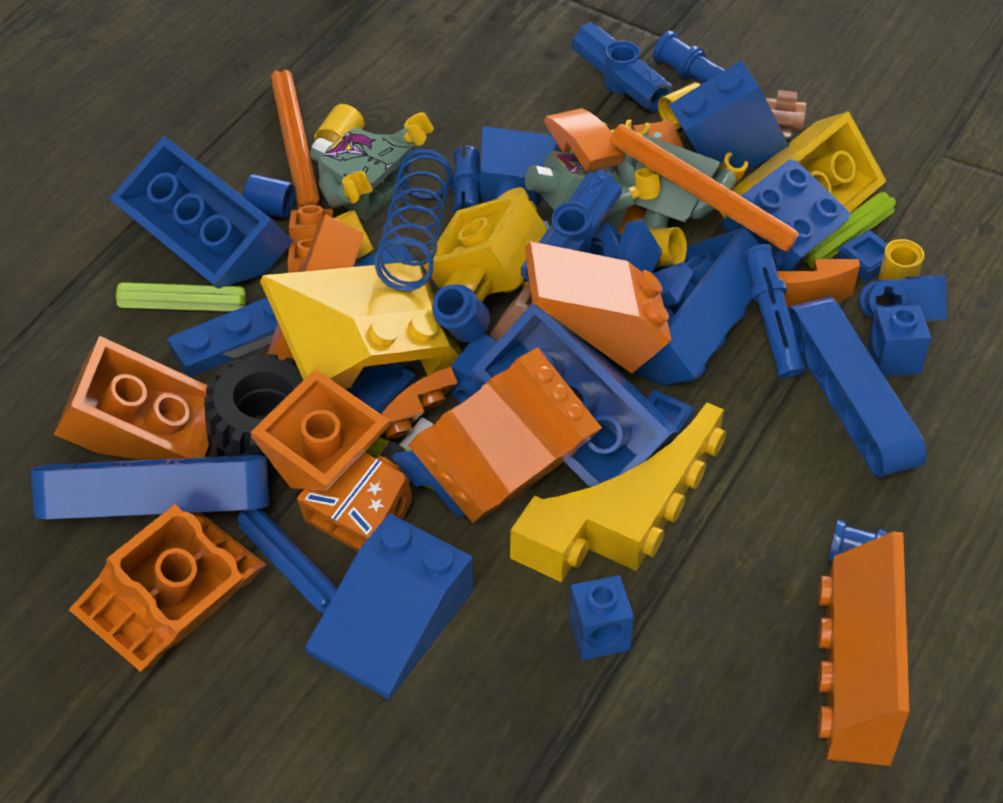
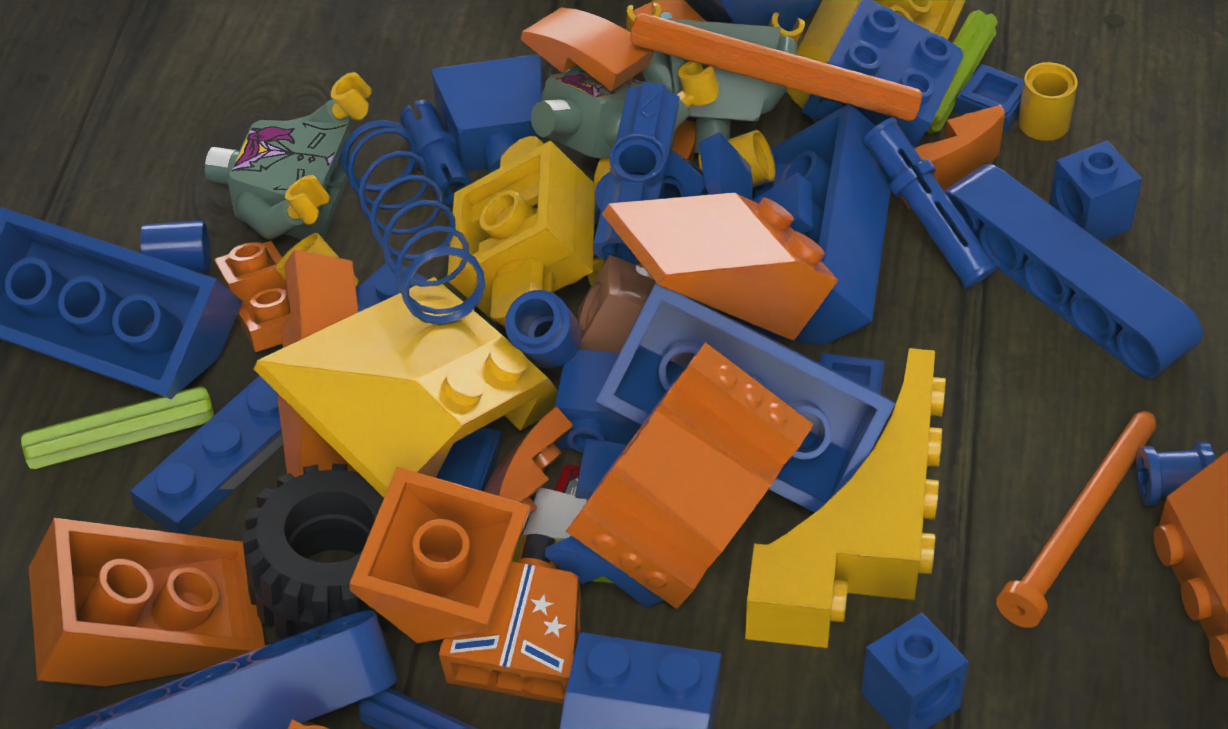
camera: 20 degrees left, 0 degrees up
(295, 139) = (169, 160): orange axle -> none
(339, 122) = (226, 122): yellow beam -> none
(706, 594) = (1024, 600): none -> orange bar
(926, 291) = (1070, 133): blue piece -> none

